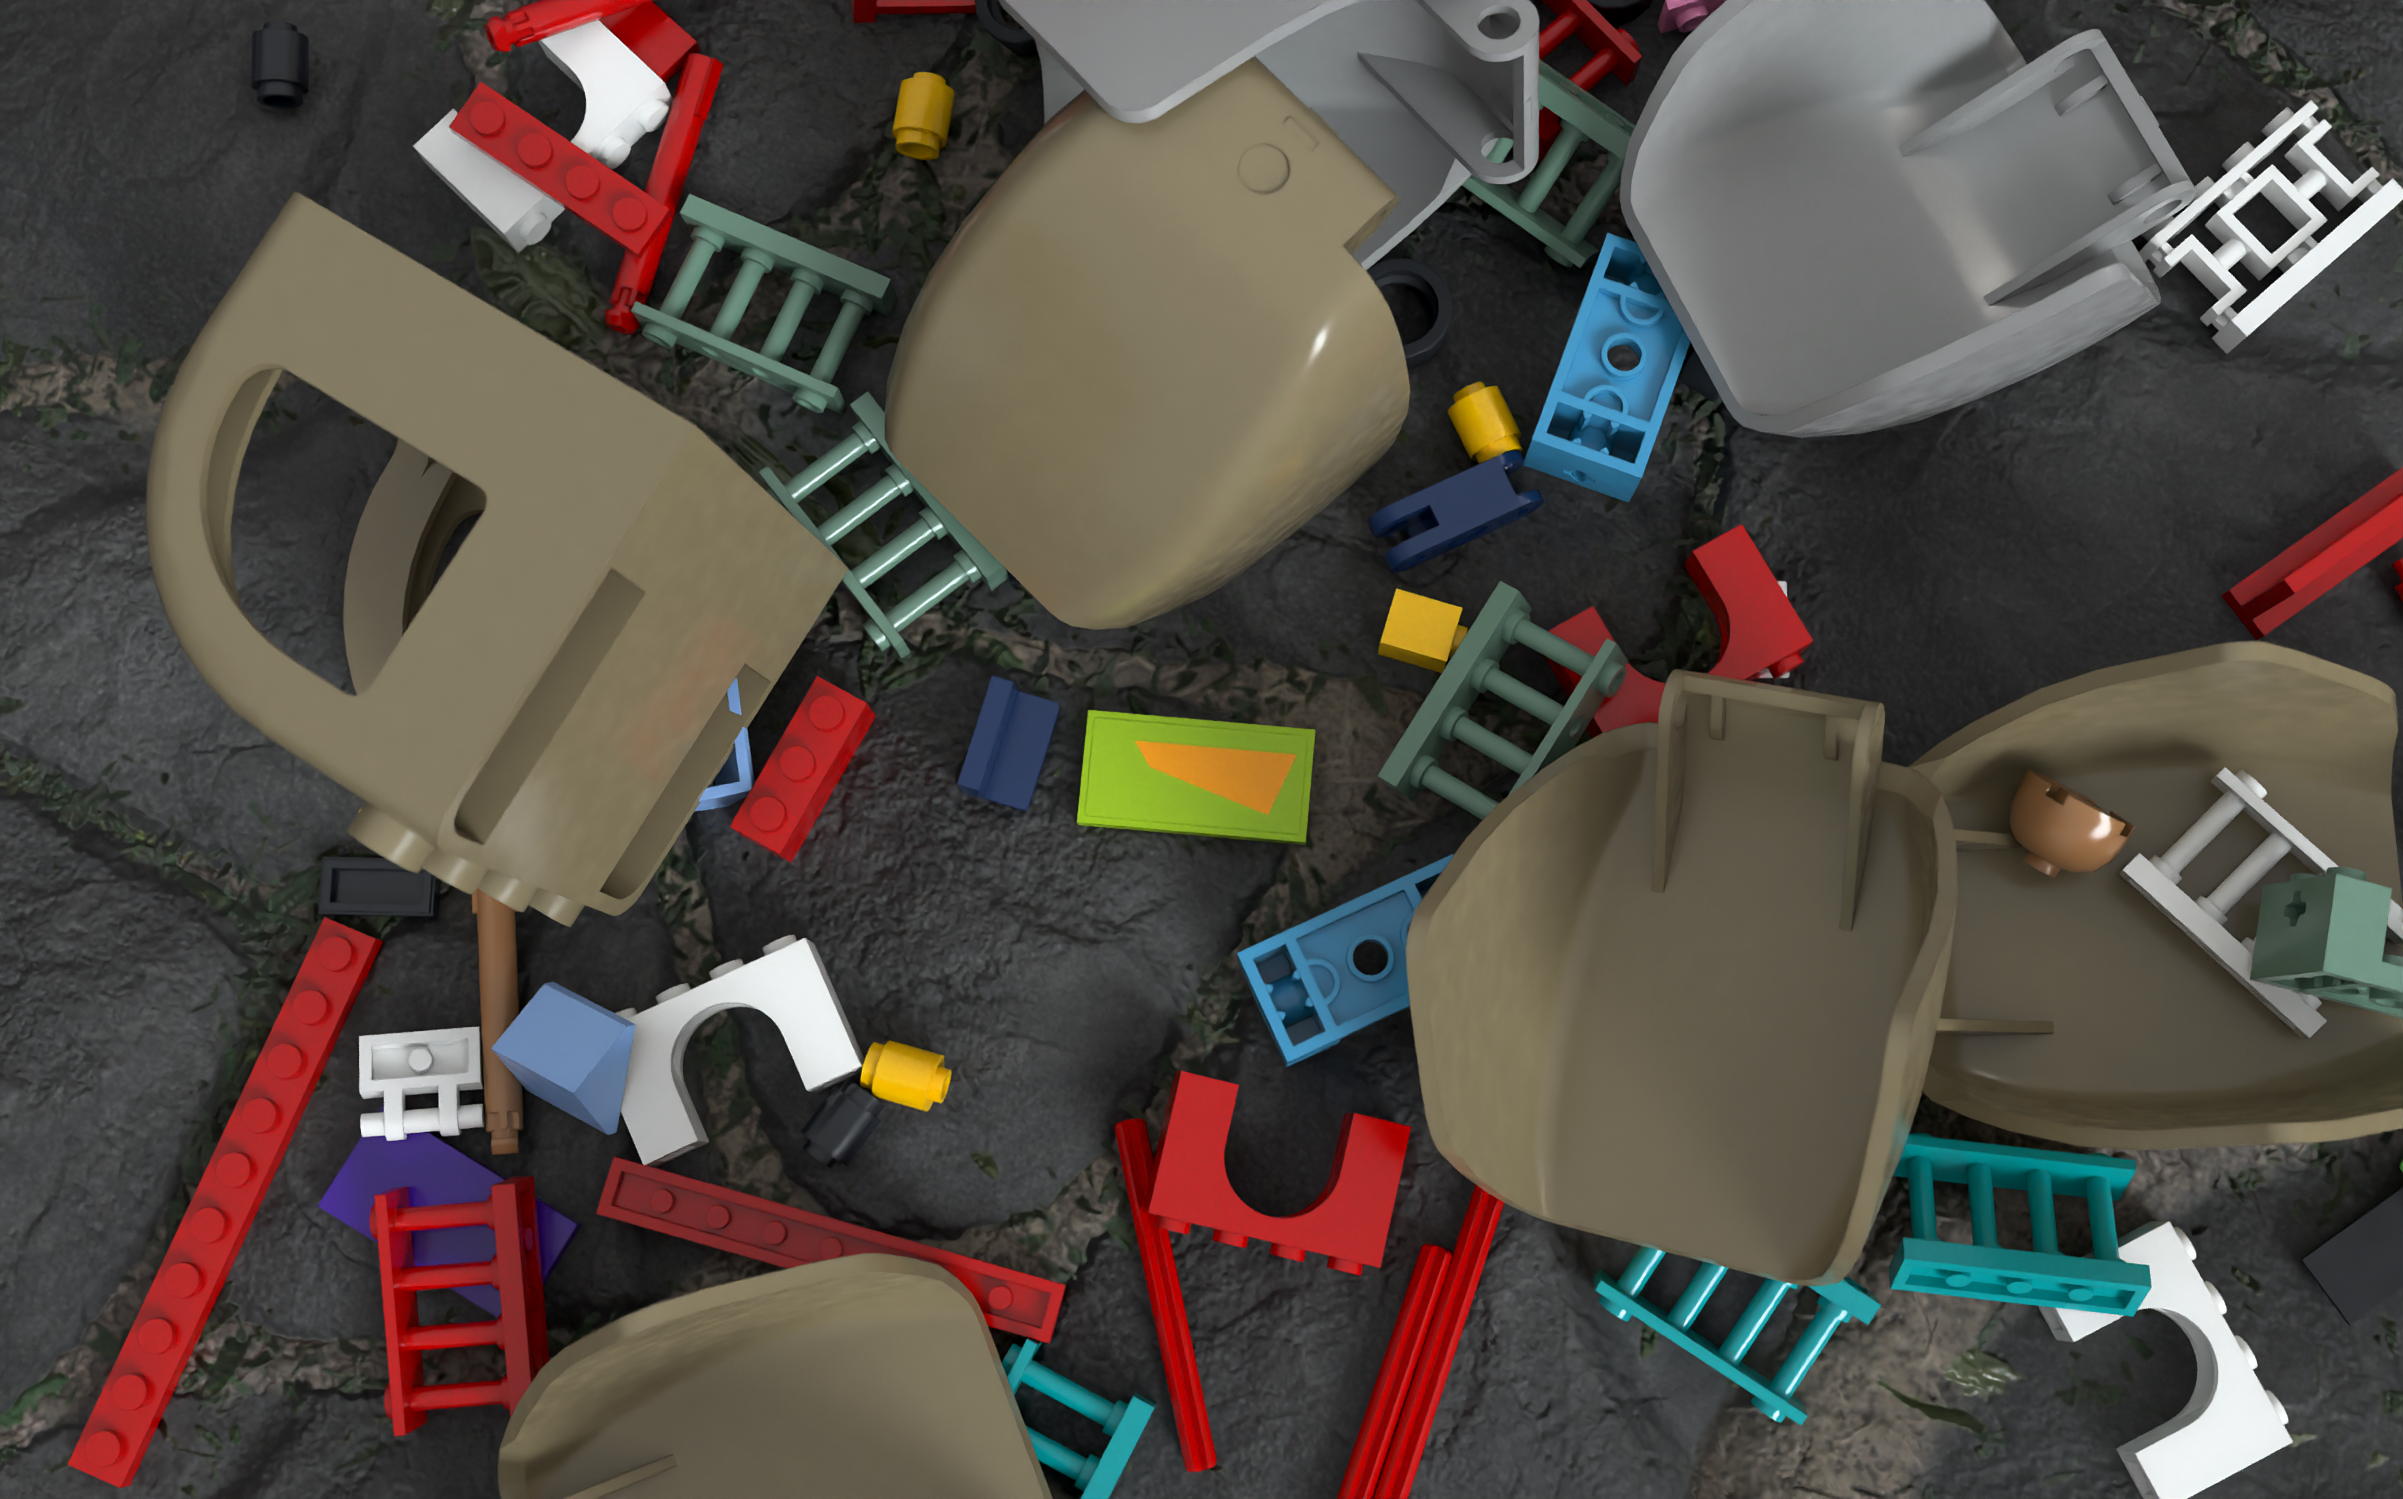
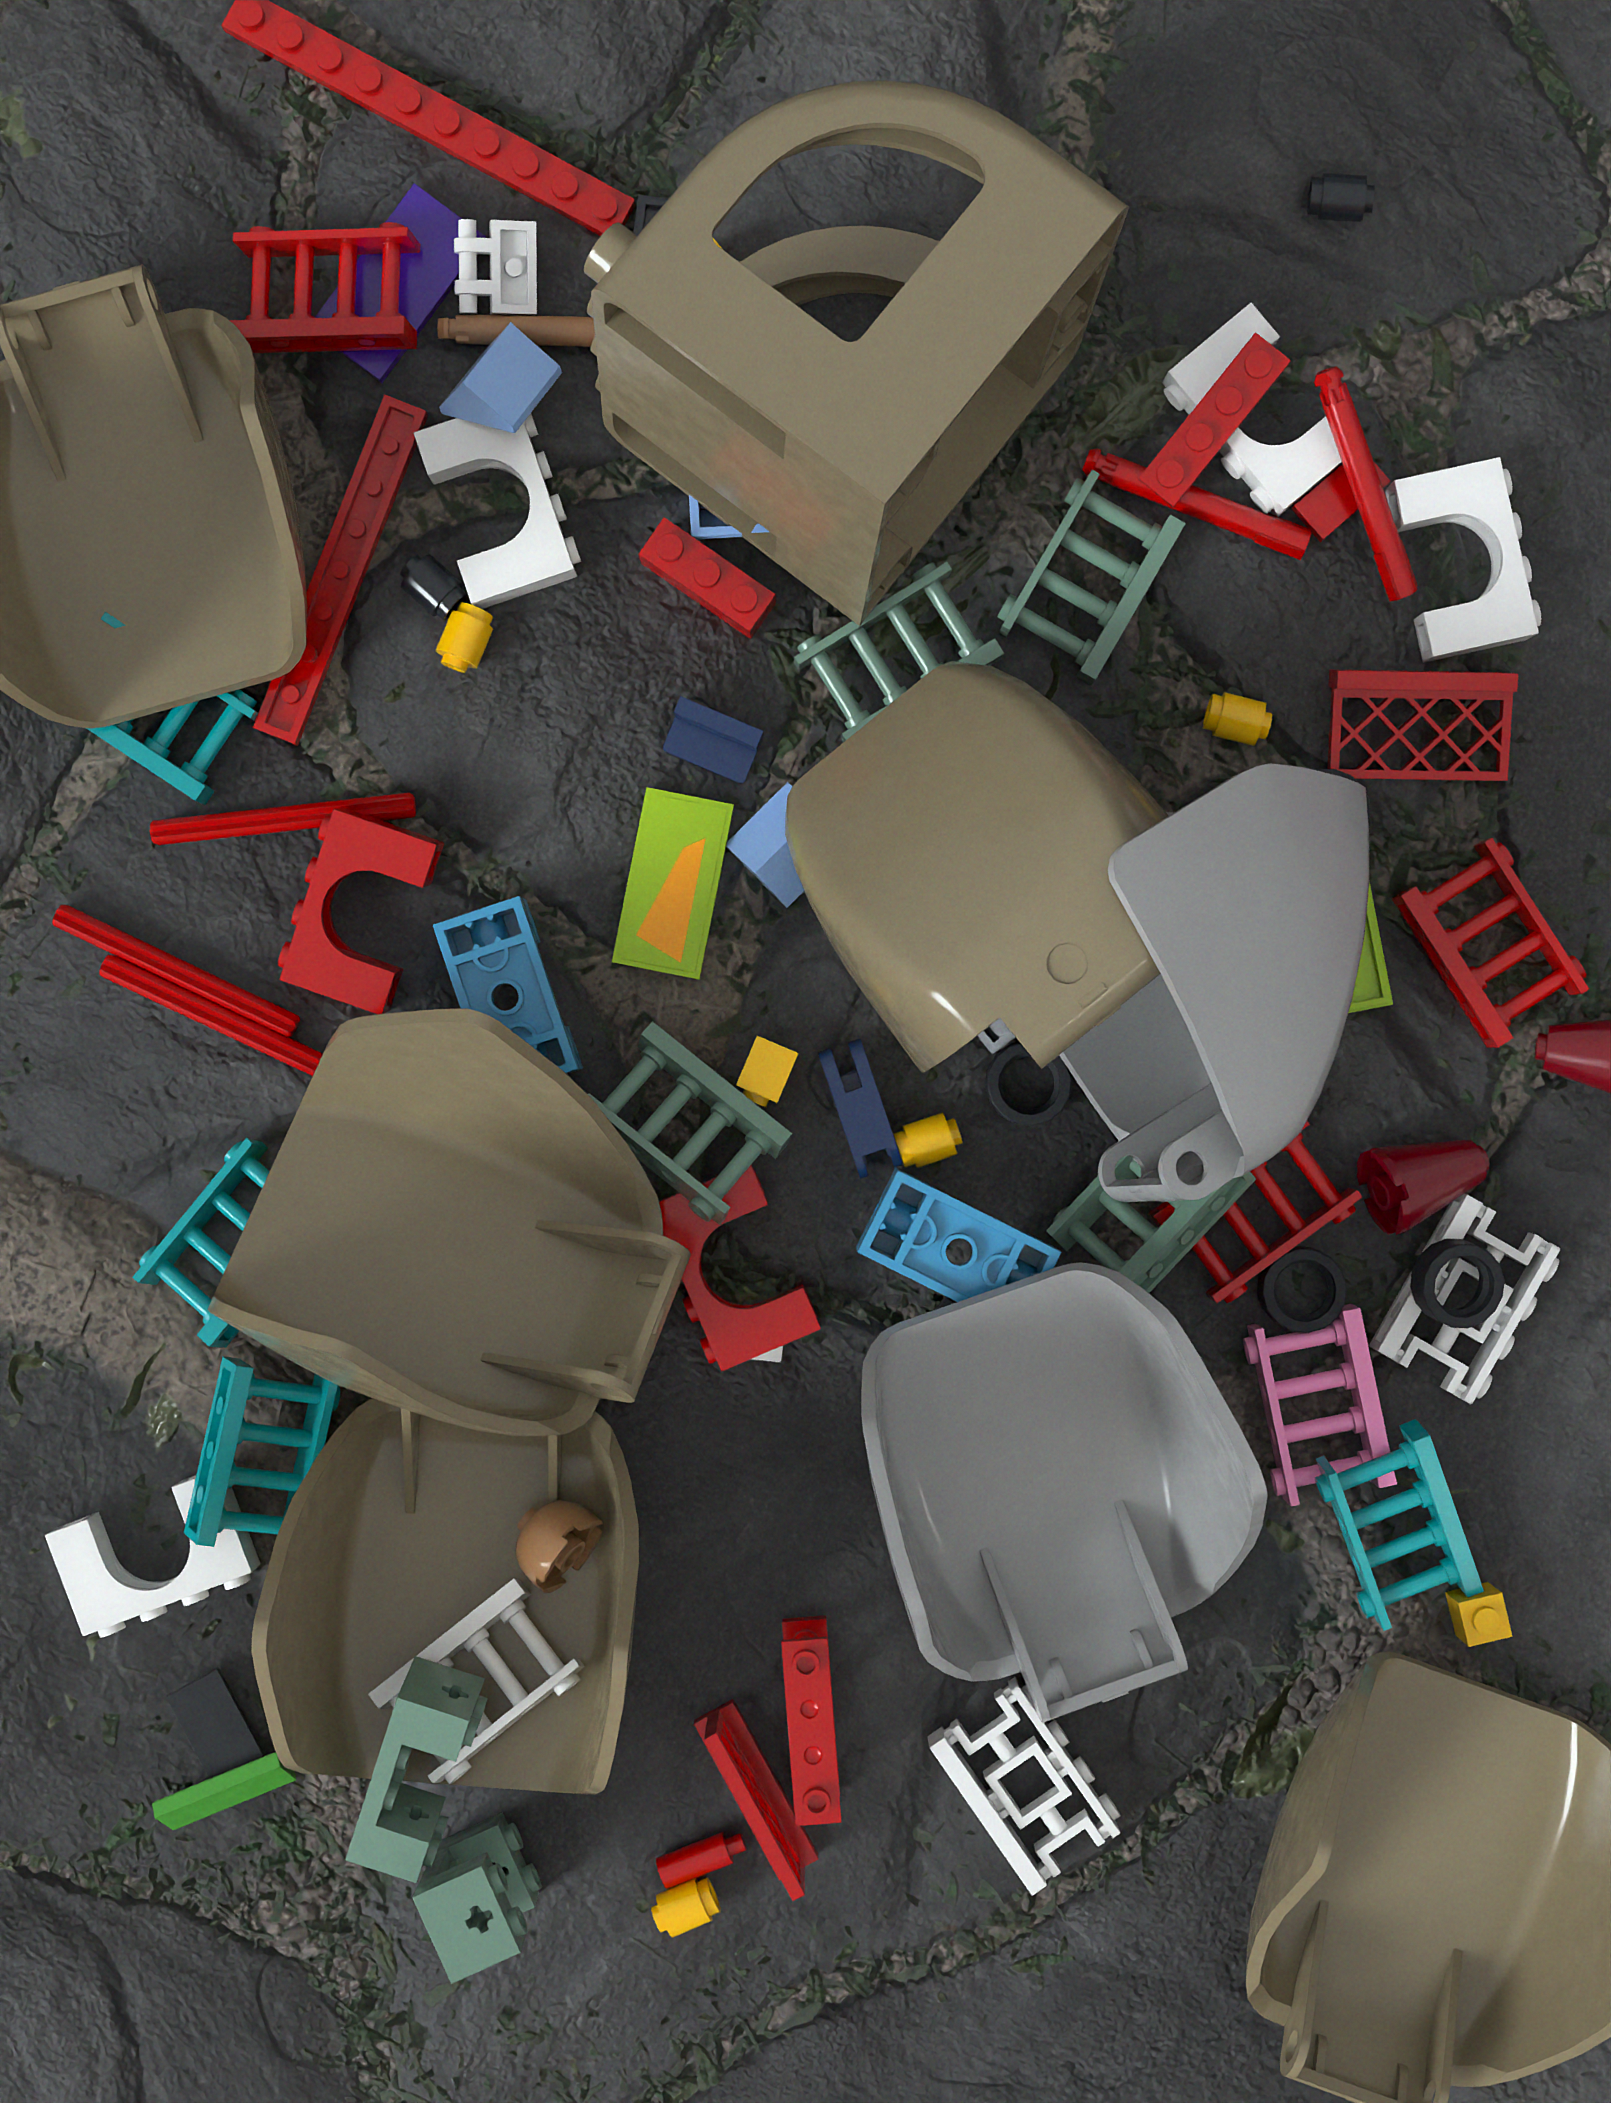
camera: 90 degrees right, 10 degrees up
(1135, 661) = (765, 850): none -> light blue slope
(2239, 479) = (810, 1721): none -> red fence

